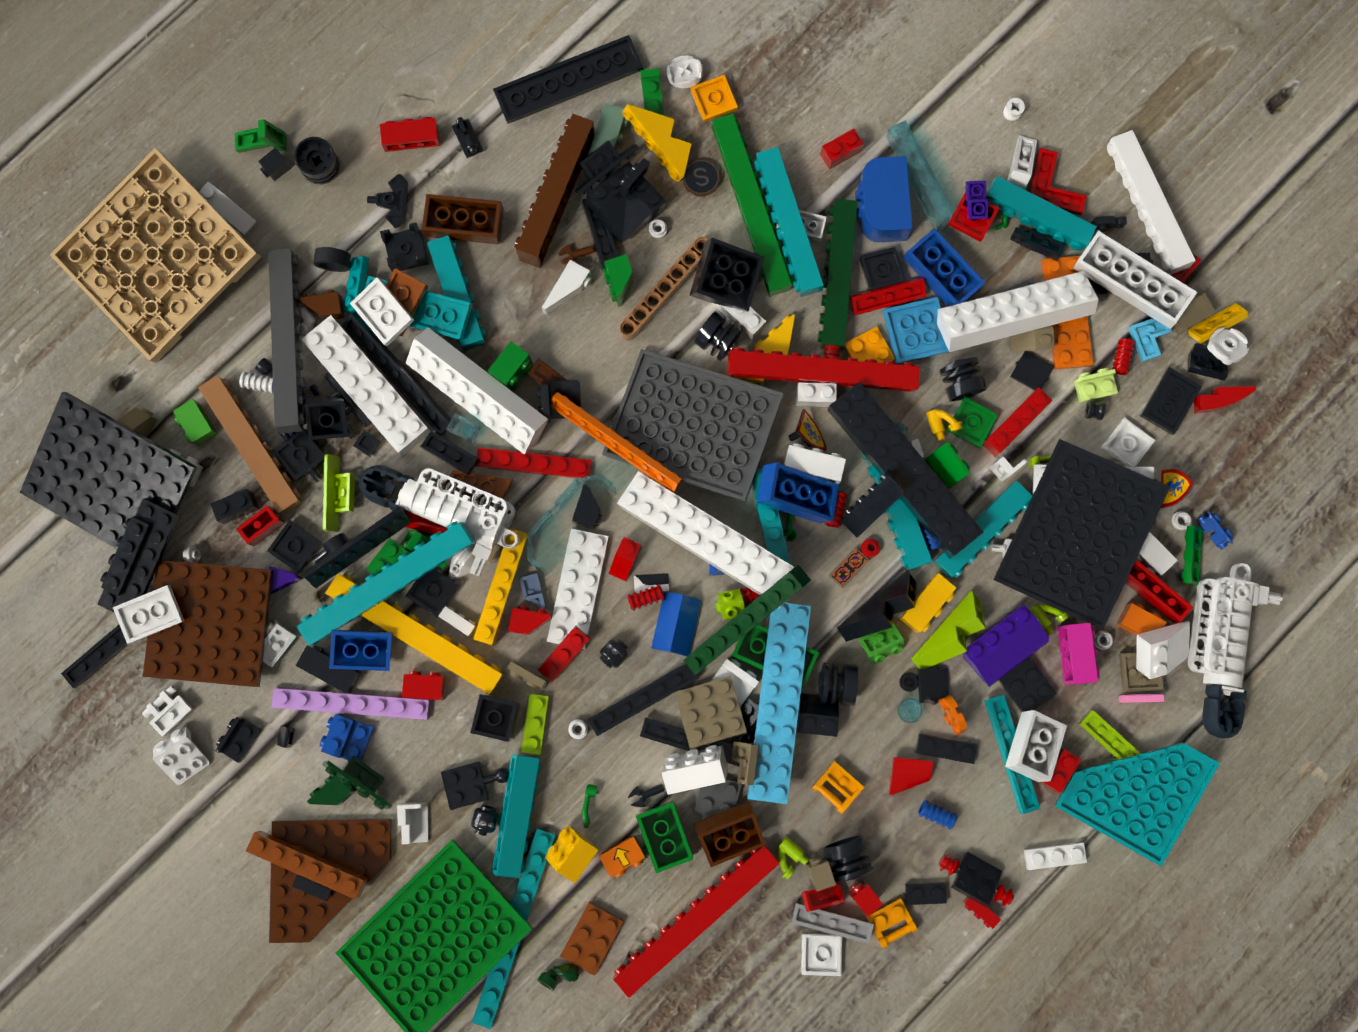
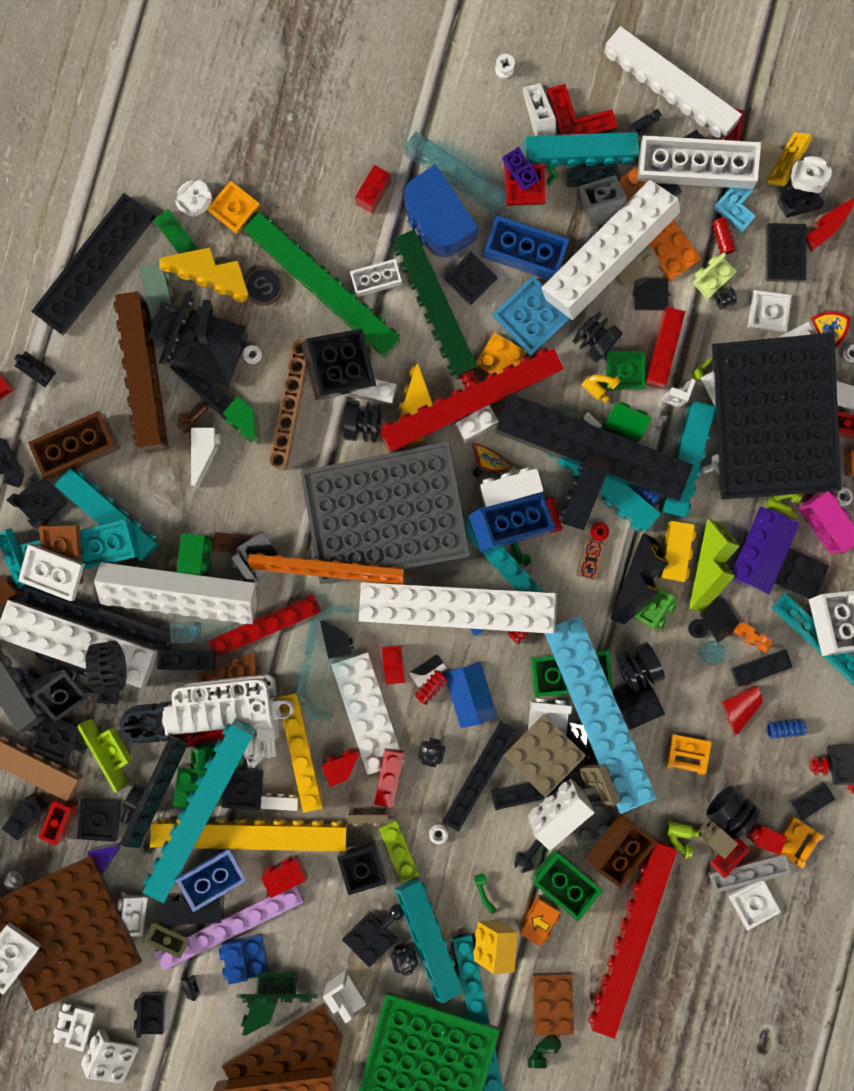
camera: 25 degrees left, 5 degrees up
(289, 681) = (165, 940): none -> olive slope
(382, 415) = (106, 667): none -> black tyre
(532, 589) = (328, 736): sand blue slope -> none
(729, 603) = (507, 651): lime brick -> none
(747, 619) = (533, 661): dark green brick -> none
(789, 222) = (365, 283): teal brick -> none
(888, 296) = (489, 299): red plate -> none
(1033, 265) = (602, 199): none -> dark grey slope

